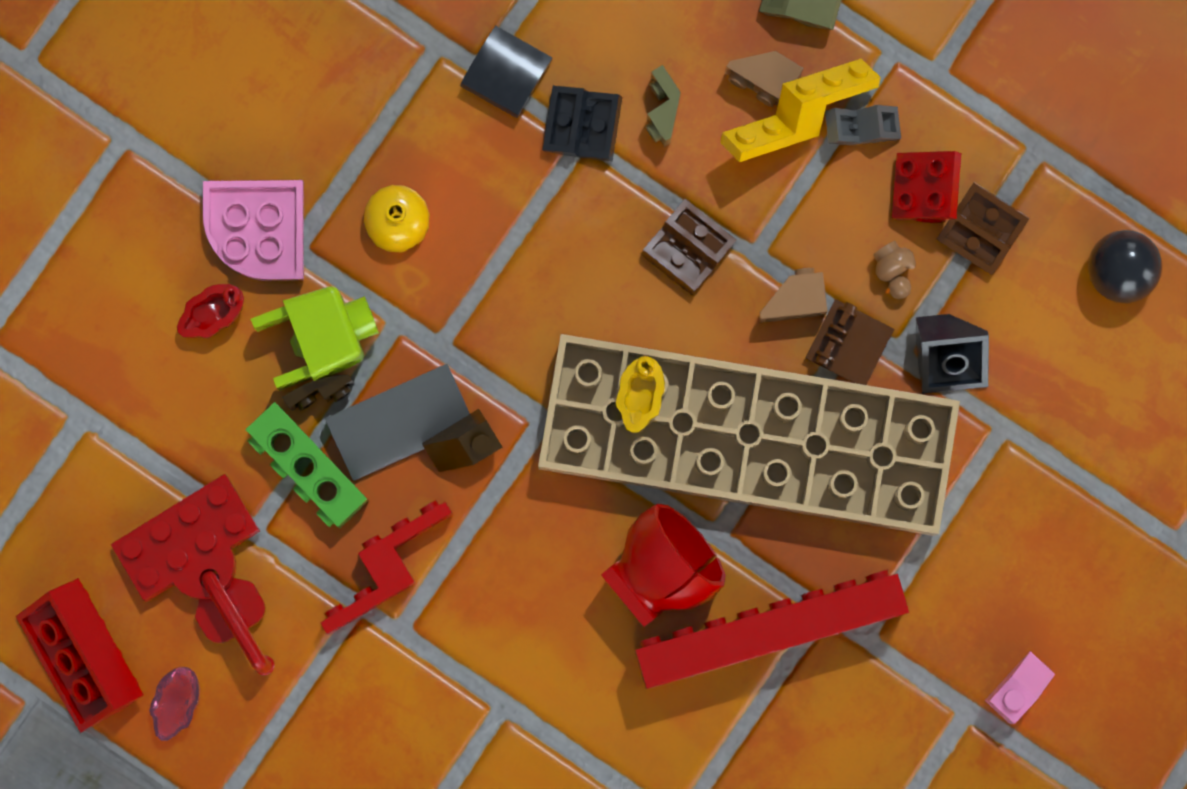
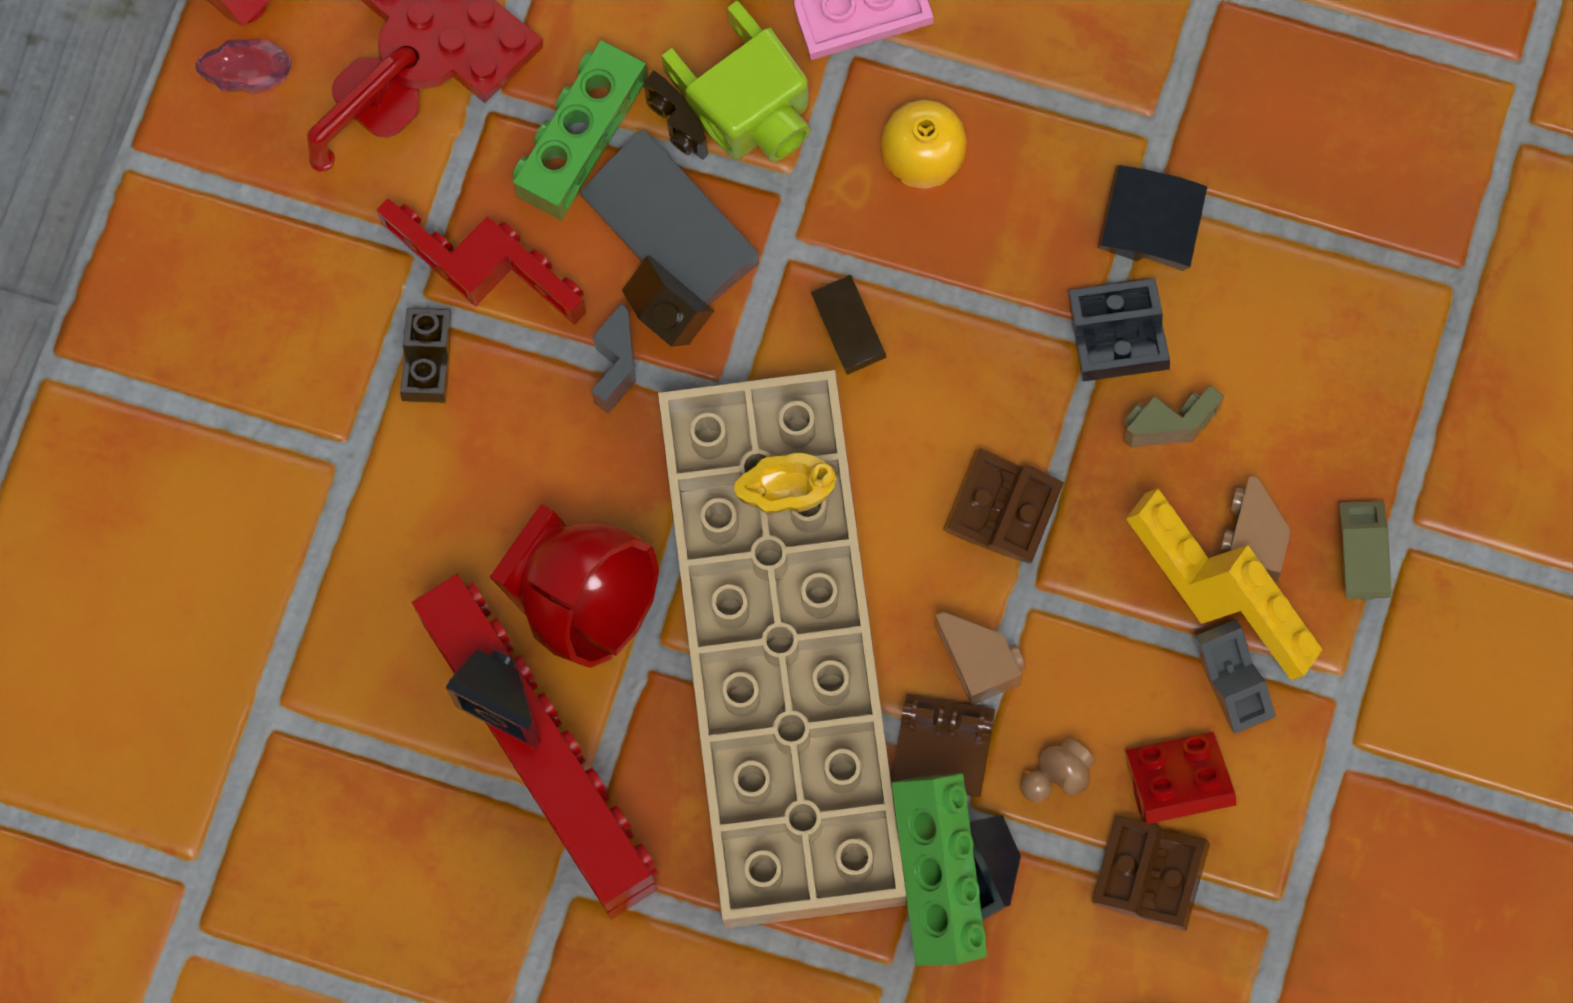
camera: 80 degrees right, 10 degrees down
(445, 629) = (426, 355): none -> dark brown slope
(483, 486) = (616, 344): none -> dark grey slope
(520, 314) = (848, 324): none -> dark brown slope
(742, 644) = (495, 694): none -> black slope
(947, 372) = (939, 870): none -> bright green brick

